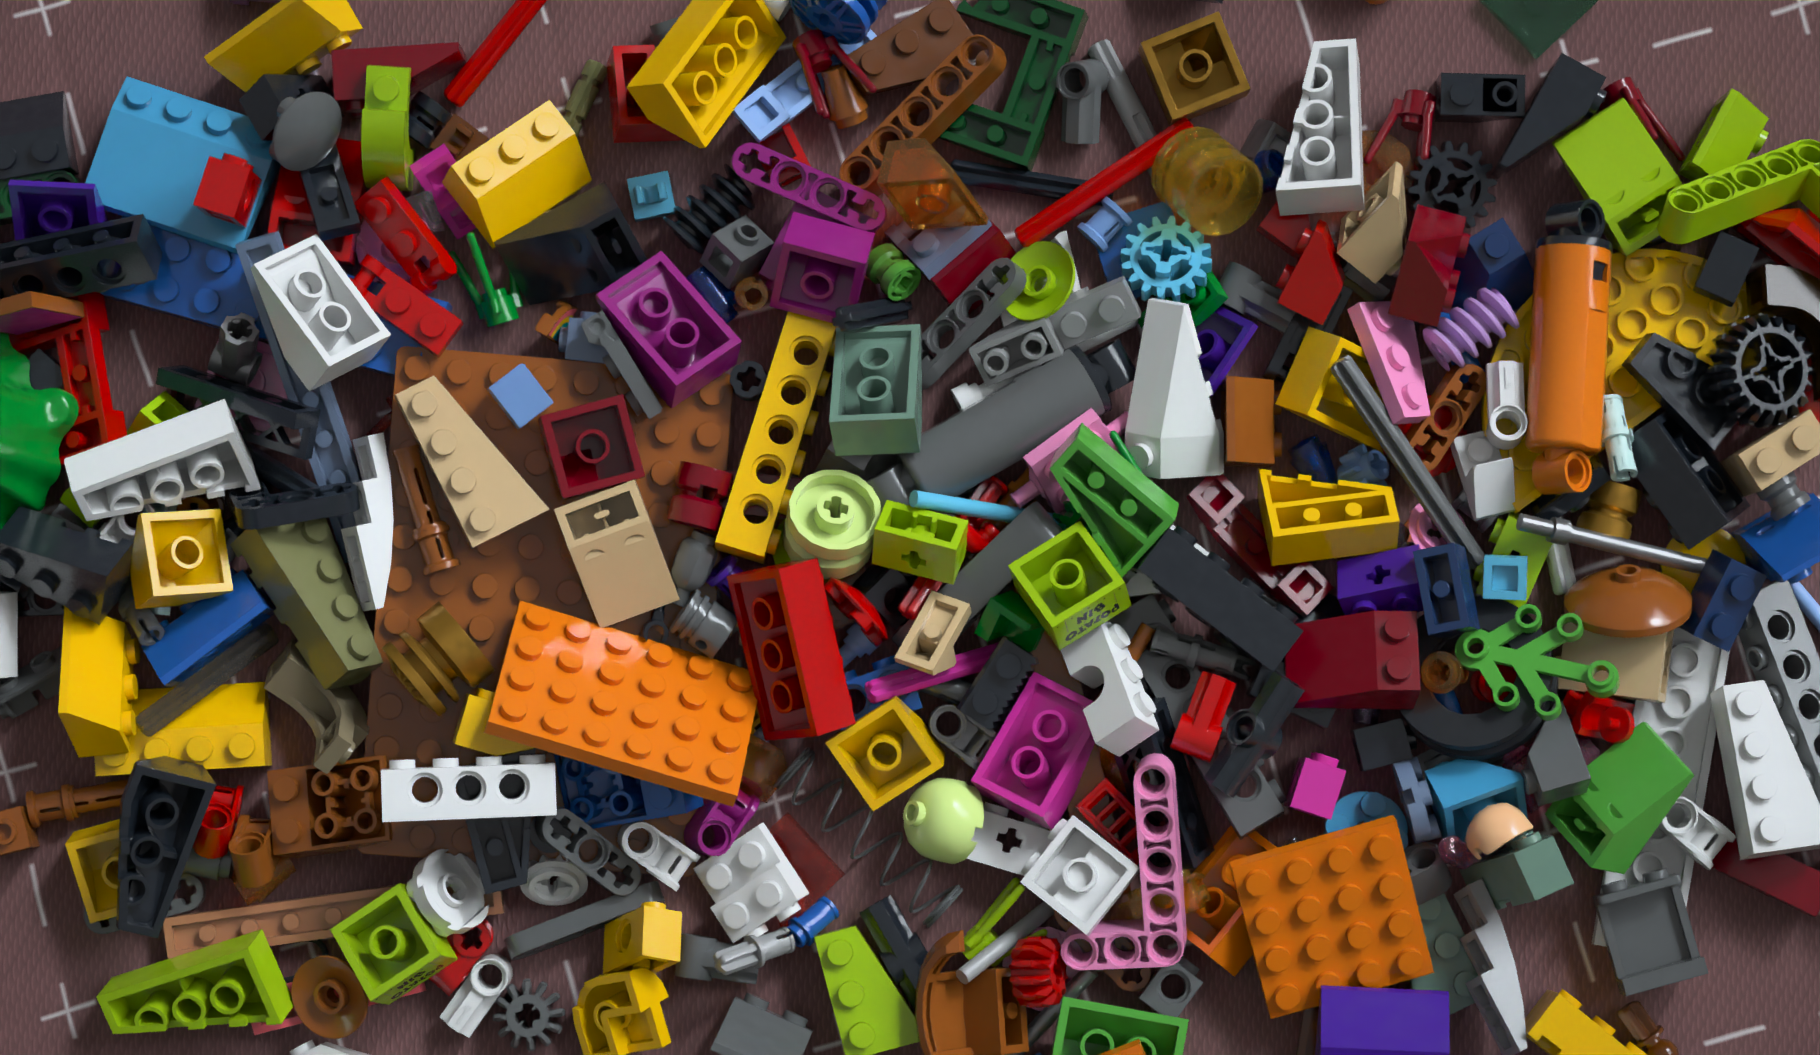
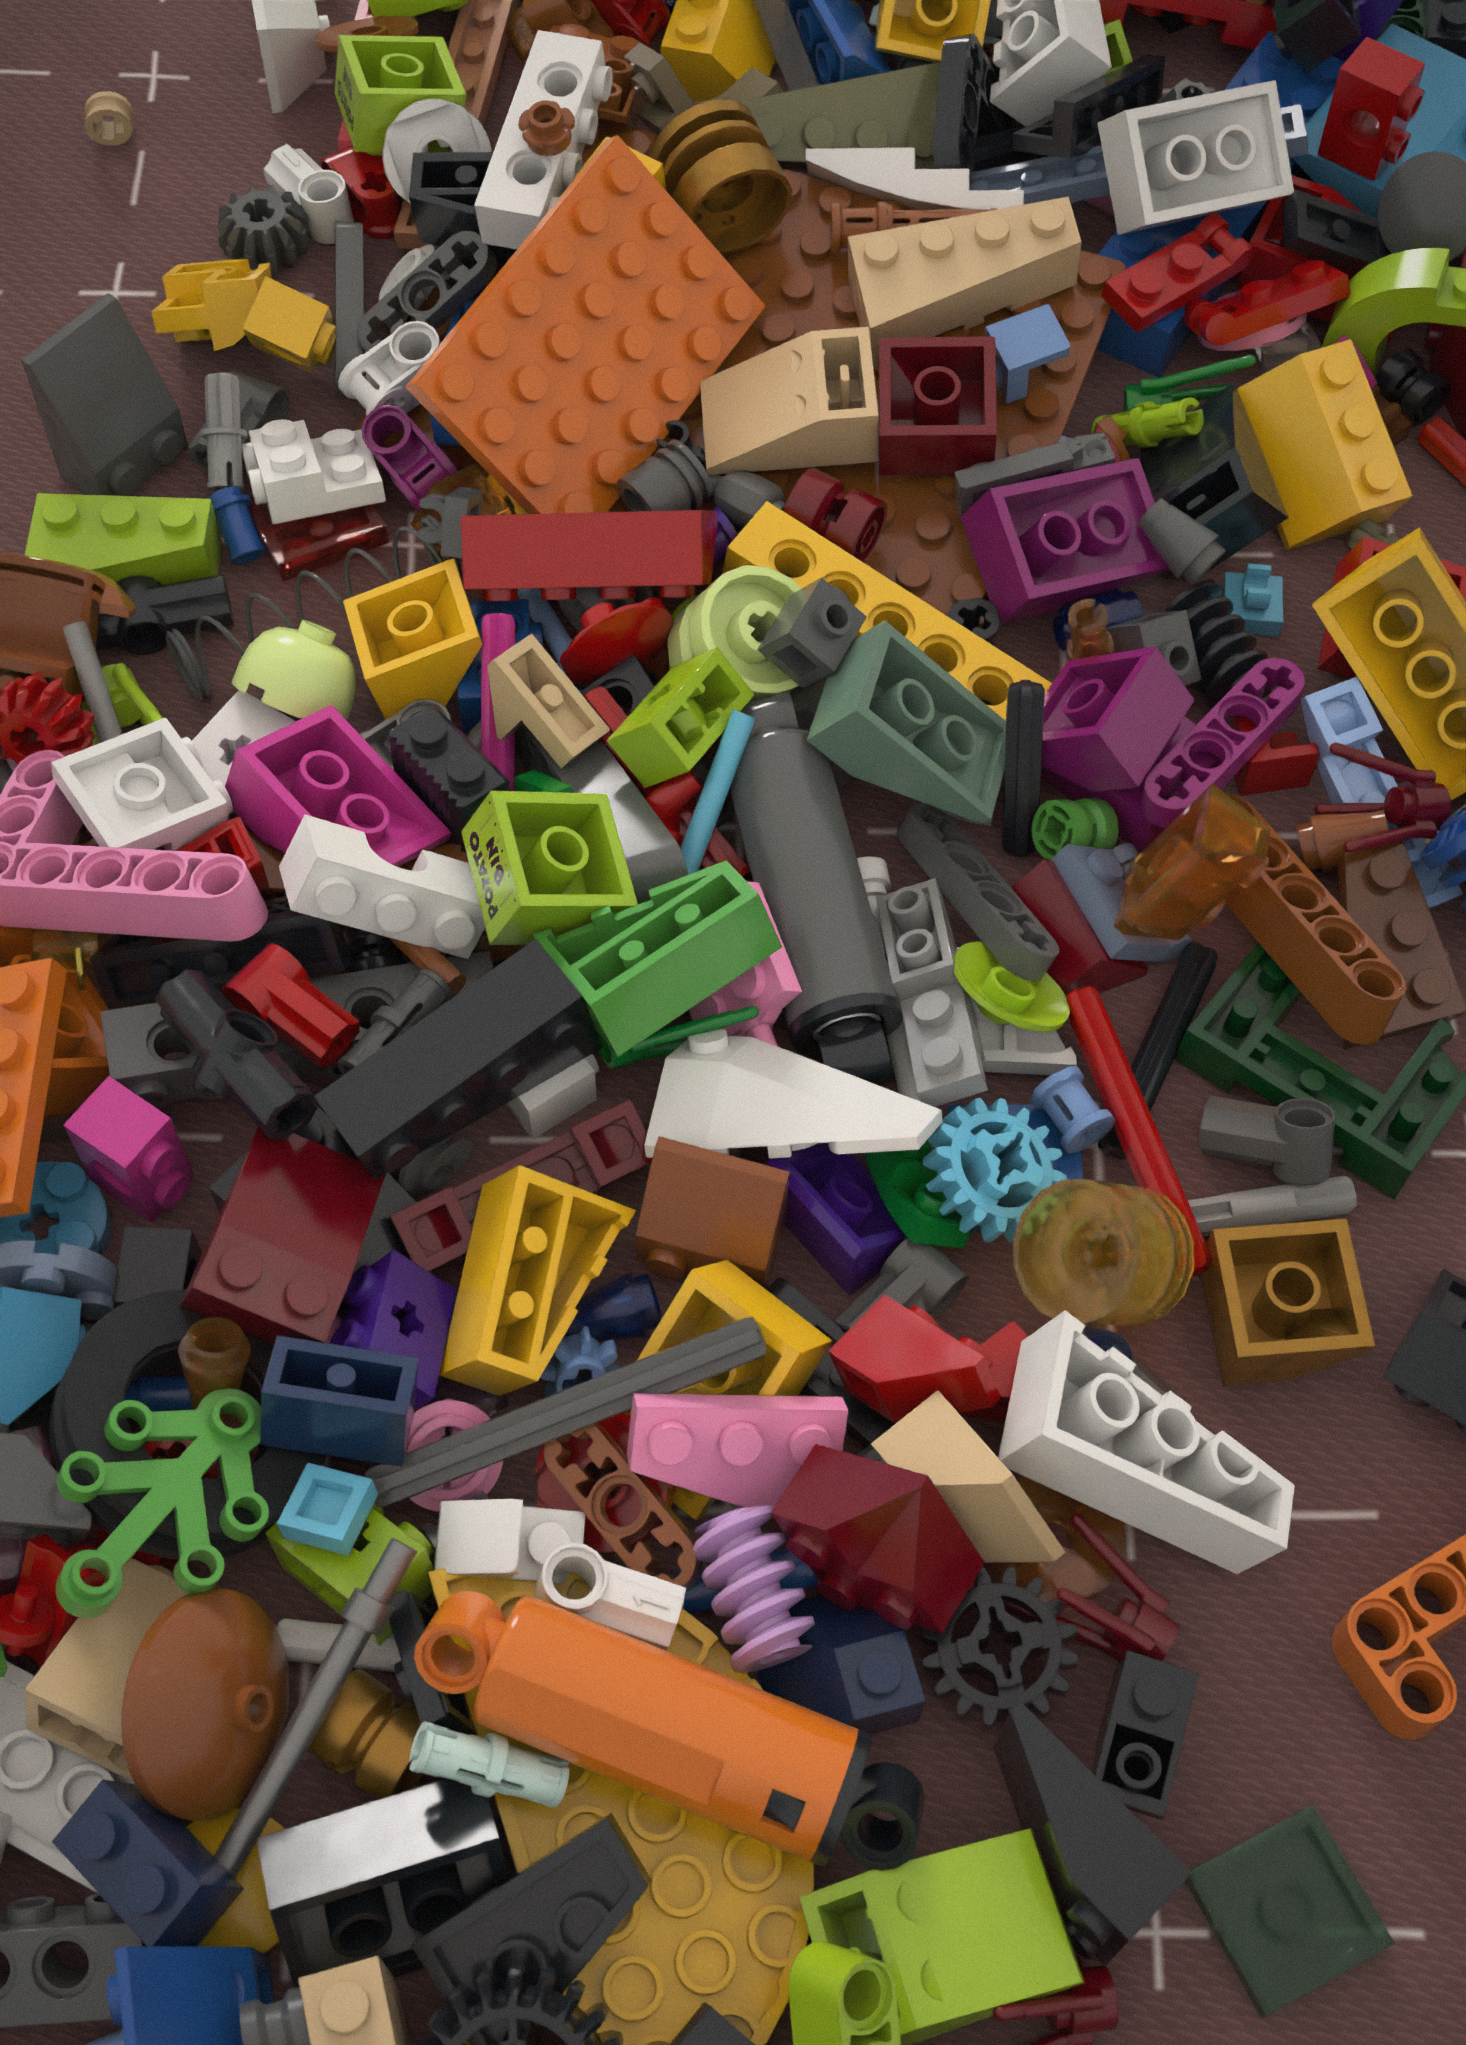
camera: 105 degrees right, 25 degrees down
(478, 769) = (547, 127): none -> dark orange plate
(532, 299) = (1153, 422): none -> lime pin
(655, 249) = (1181, 541): none -> dark grey cone
(796, 754) = (451, 508): none -> dark grey tile
(832, 472) = (812, 632): none -> dark grey brick

